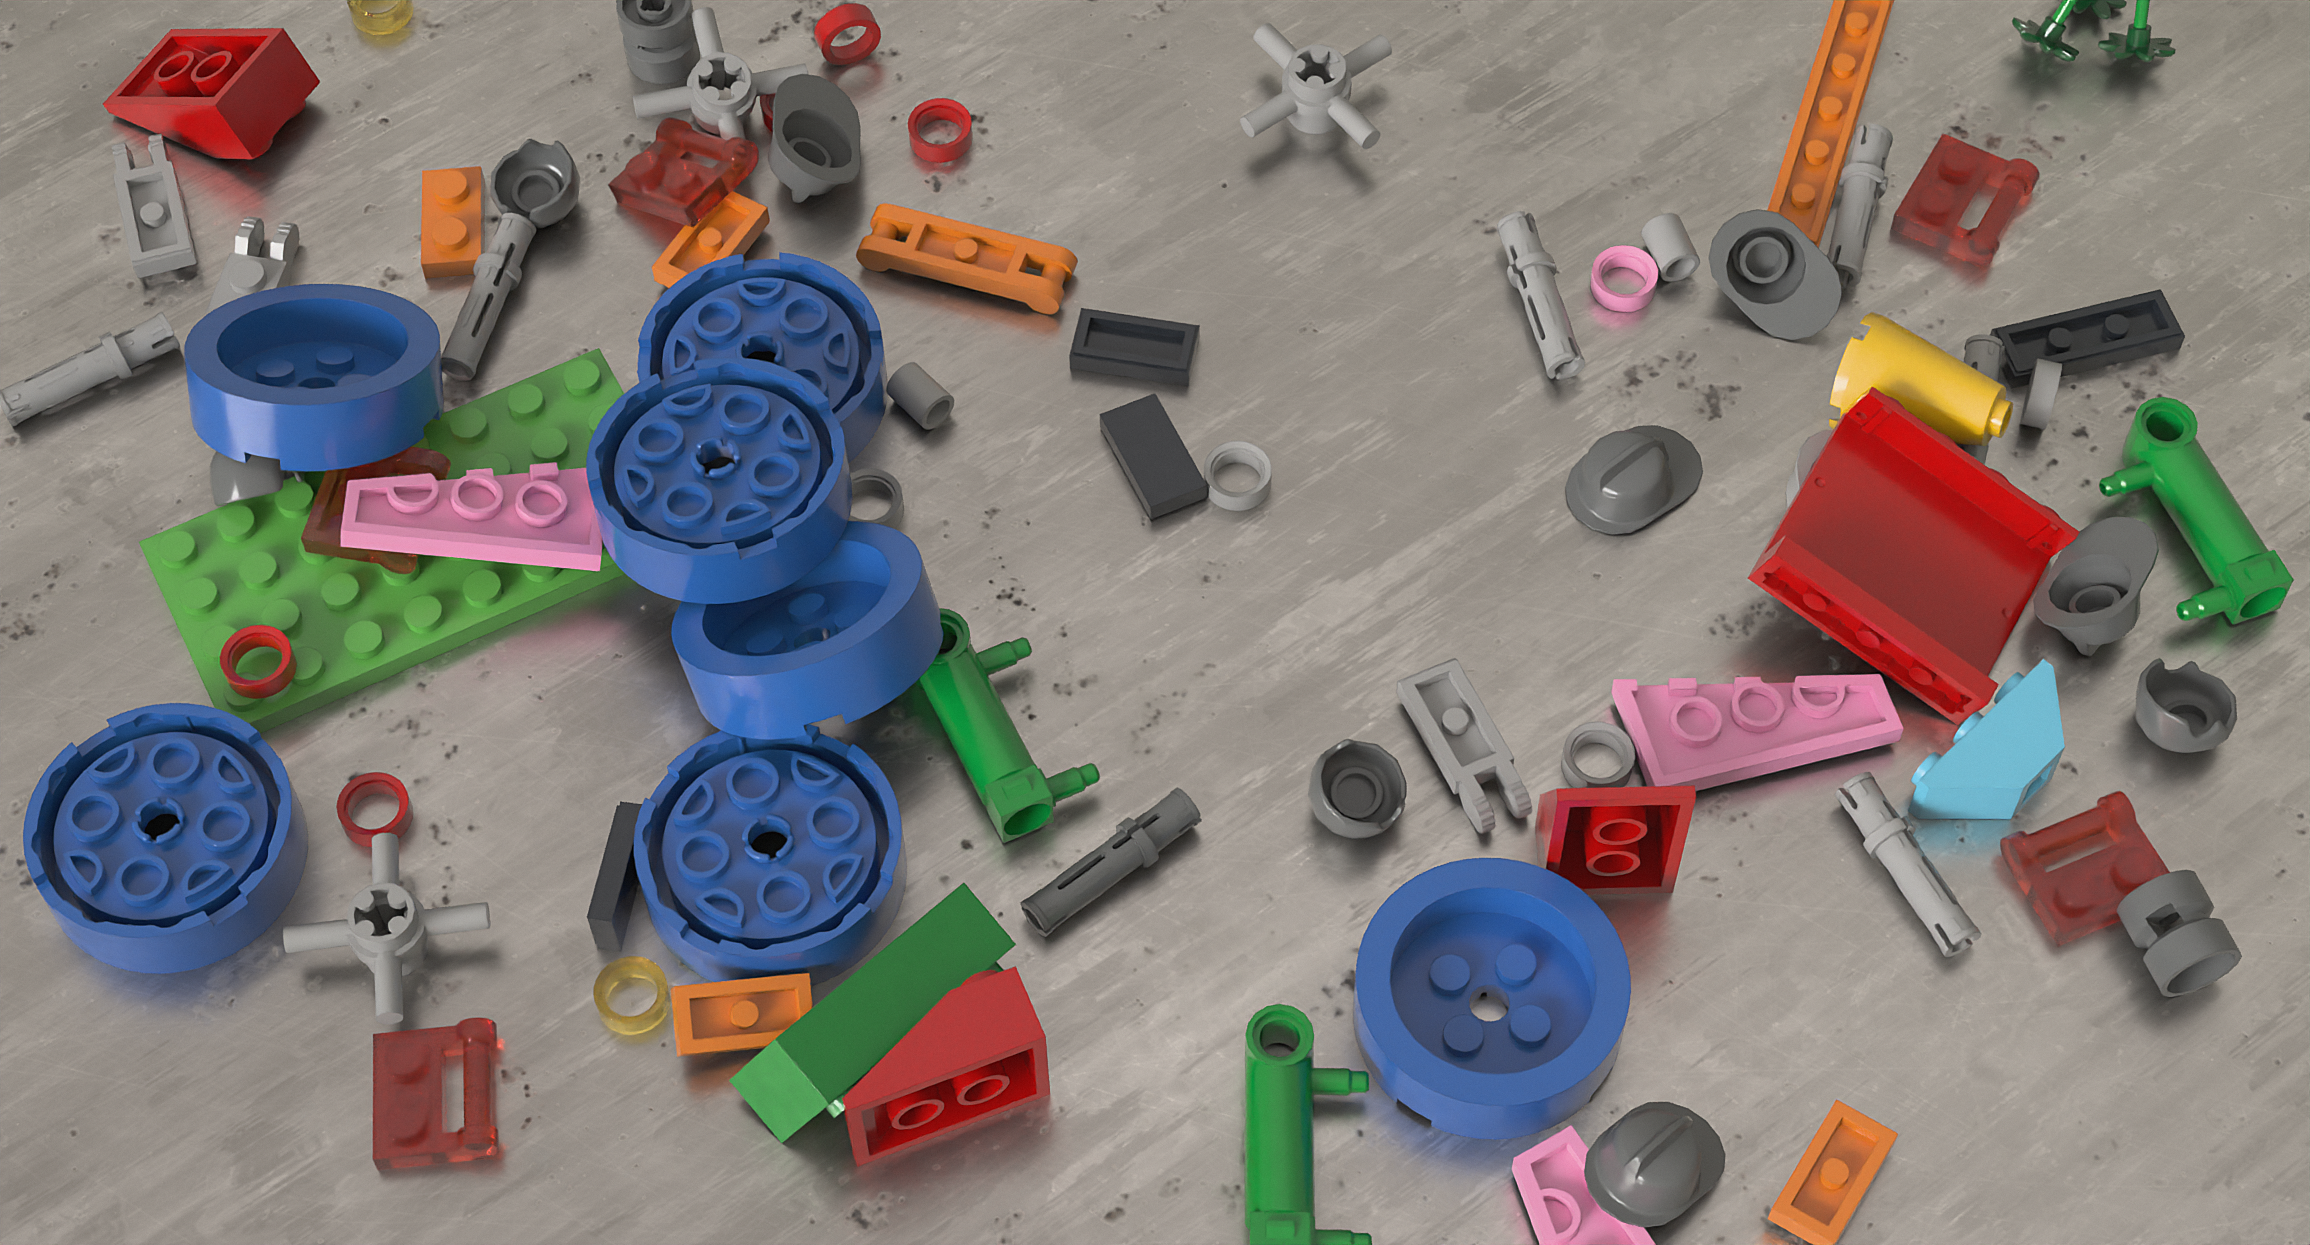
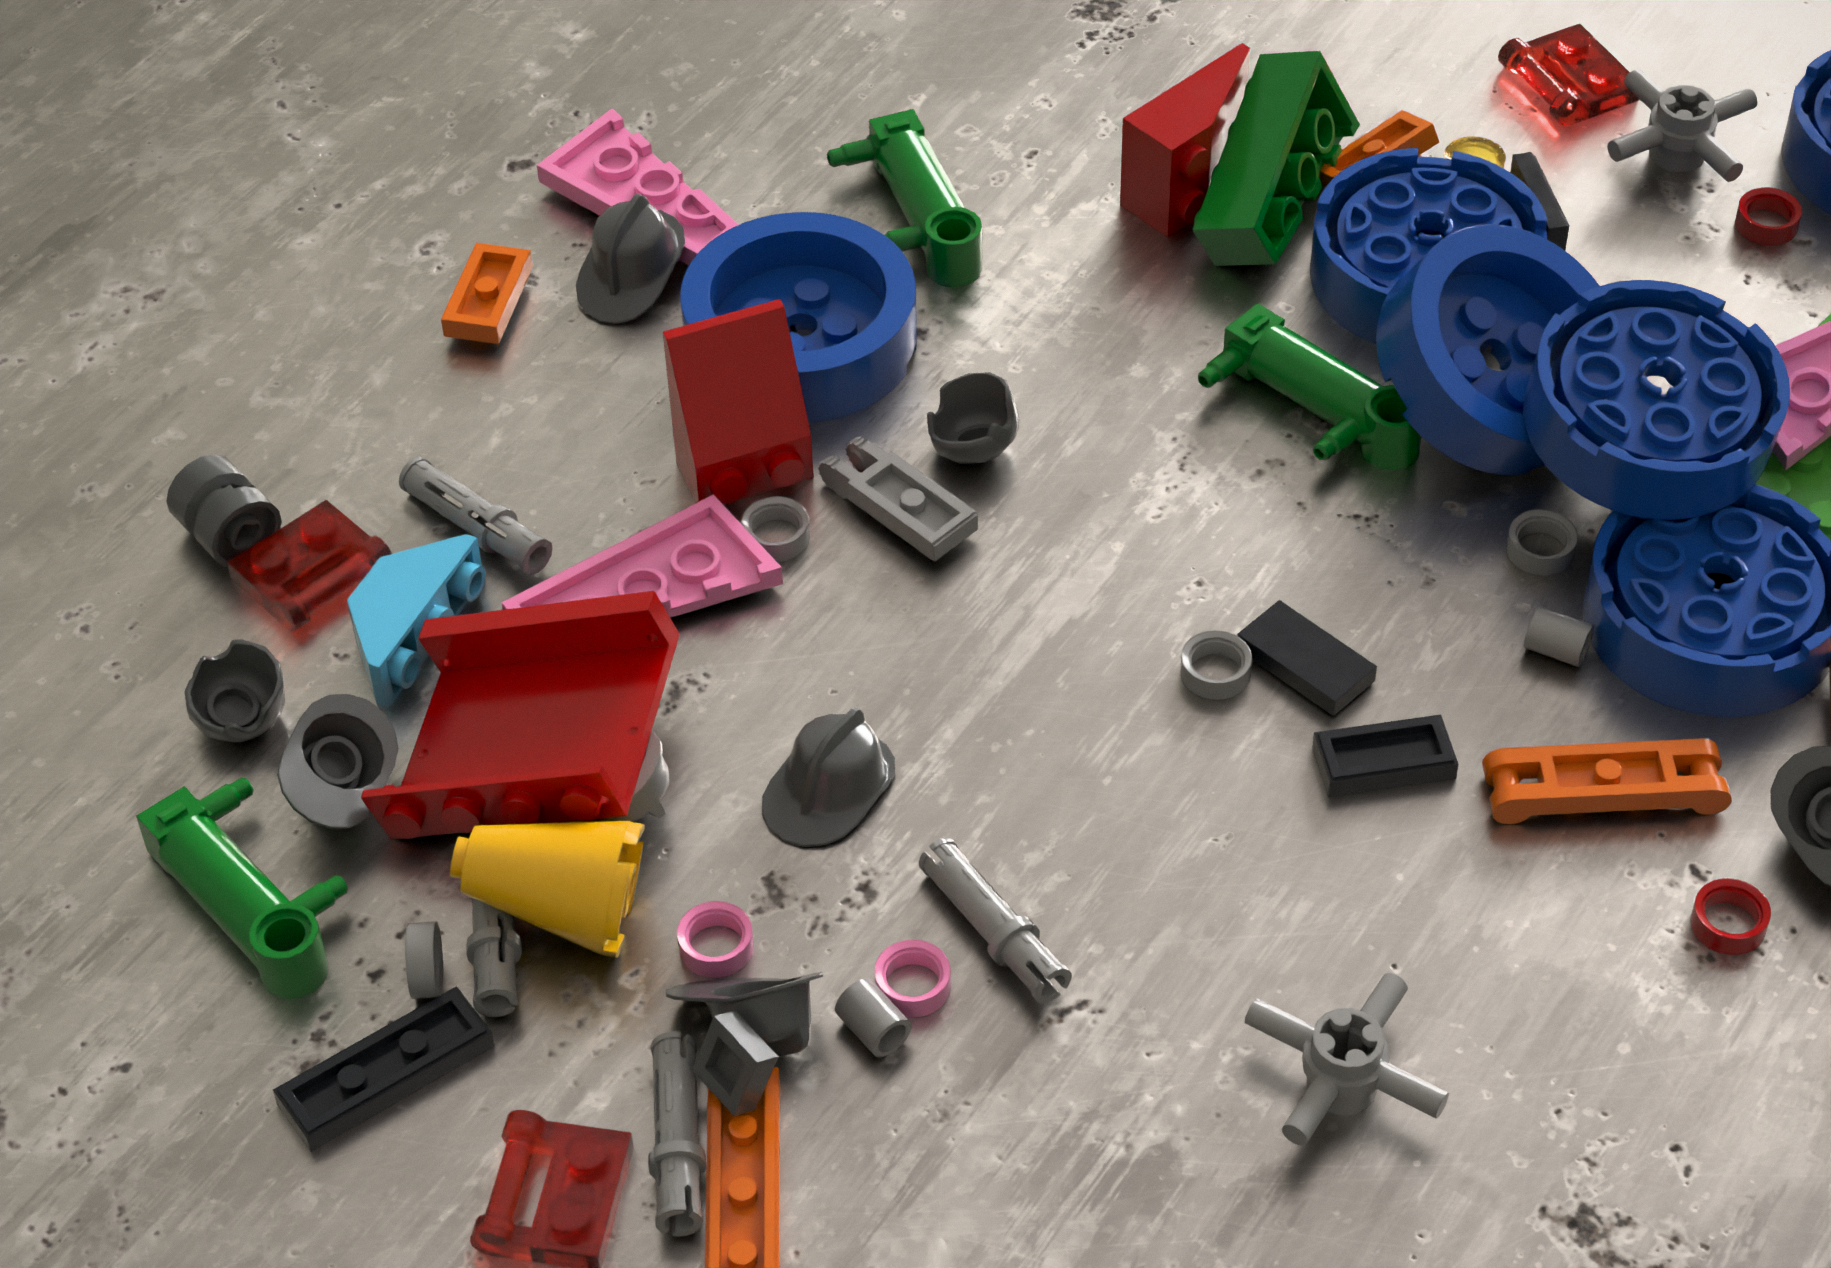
camera: 160 degrees right, 10 degrees down
(1133, 845) = (1144, 347): dark grey pin -> none
(1784, 339) = (715, 914): none -> bright pink piece
(1801, 205) = (734, 1063): none -> dark grey plate

